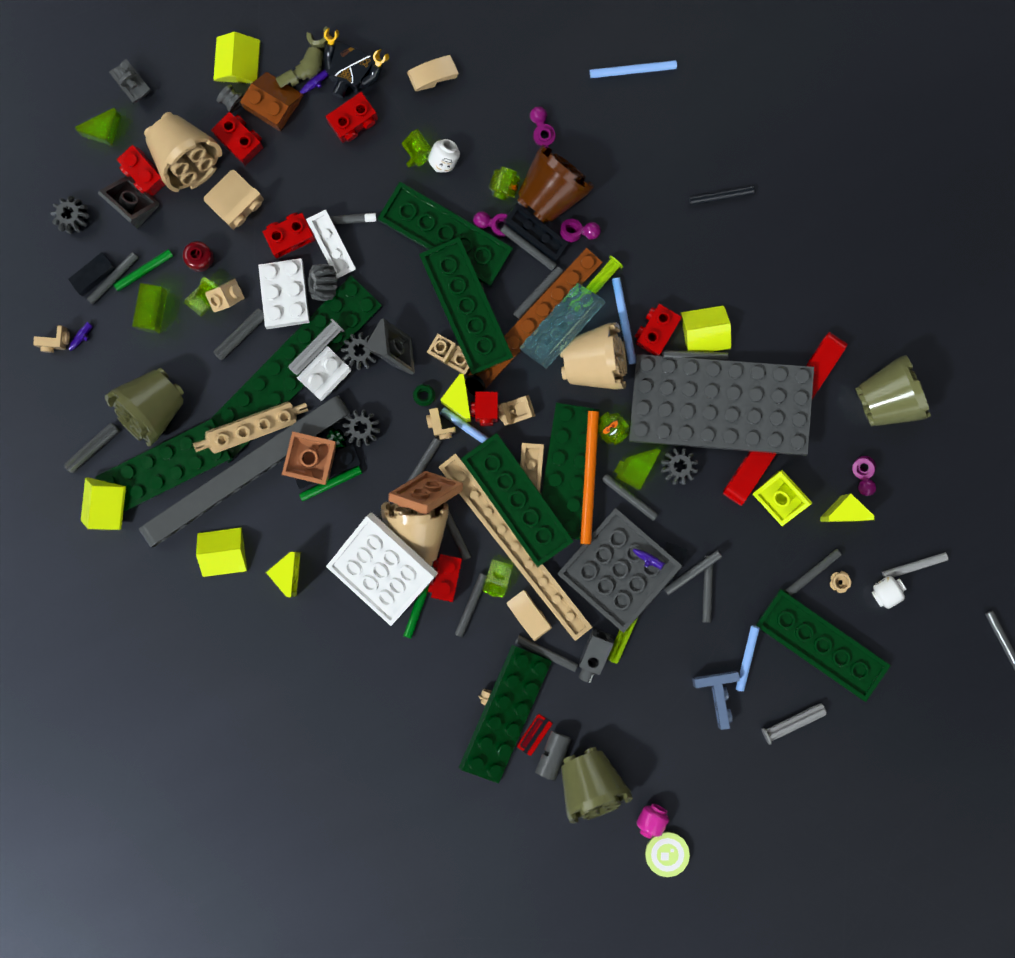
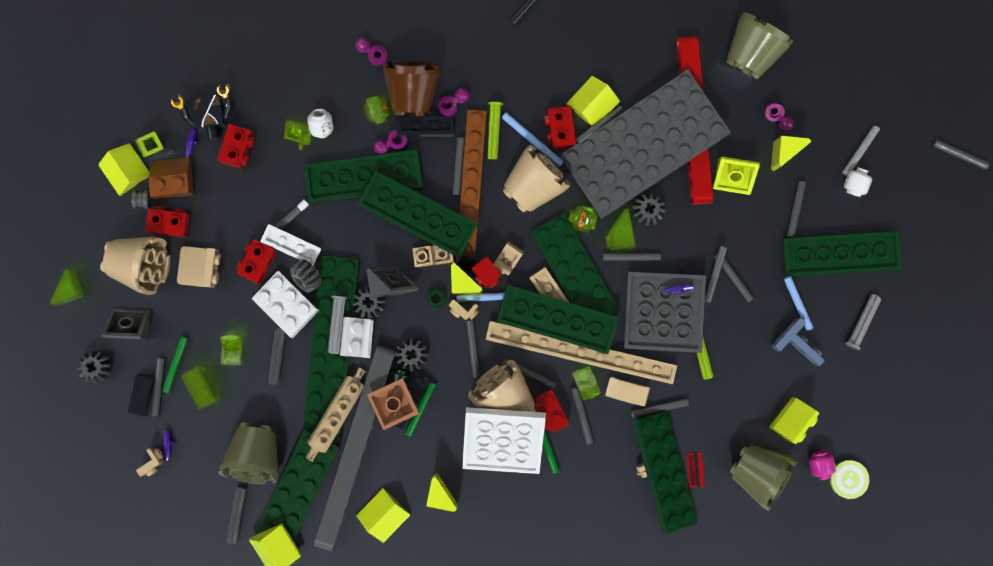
camera: 35 degrees left, 0 degrees up
(130, 81) = (62, 242): dark grey hips -> none
(141, 169) = (119, 296): red brick -> none
(203, 260) = (212, 325): dark red head -> none
(224, 295) = (245, 338): tan bracket -> none
(276, 54) = (149, 144): none -> lime brick
(309, 65) = (178, 134): olive piece -> none
(425, 492) = (492, 364): nougat plate -> none
(431, 72) = (266, 72): tan slope -> none
(523, 243) = (426, 140): dark grey bar -> none
(553, 755) = (720, 474): dark grey pin -> none
(562, 325) = (494, 176): clear light blue plate -> none
(589, 477) = (594, 265): orange piece -> none
(599, 647) = (692, 375): dark grey torso -> none
(658, 761) = (794, 421): none -> neon yellow slope
(846, 582) = (824, 201): tan plate -> none

